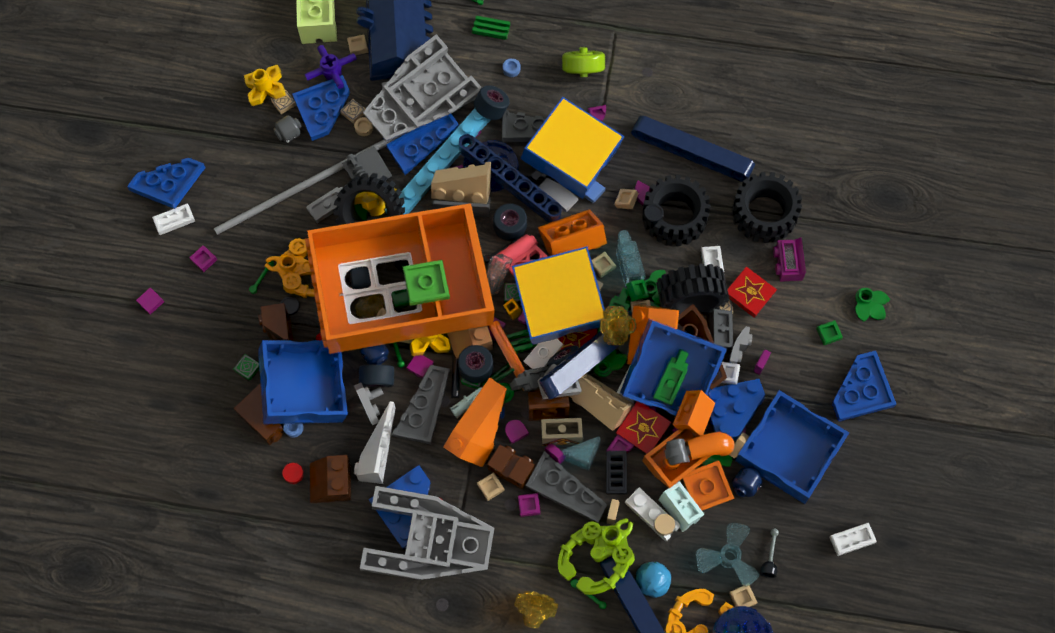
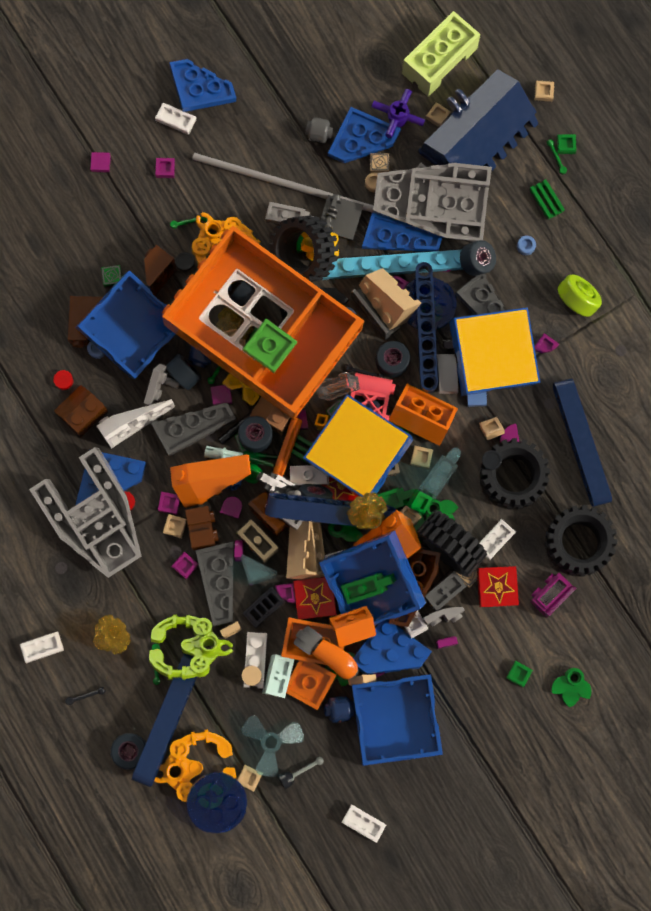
camera: 45 degrees right, 10 degrees up
(264, 84) = (340, 80): yellow plant -> none
(284, 103) = (340, 105): tan tile -> none
(468, 475) = (169, 503): none -> magenta tile
(653, 579) = (205, 701): dark azure hair -> none
(863, 389) = (493, 737): blue plate -> none

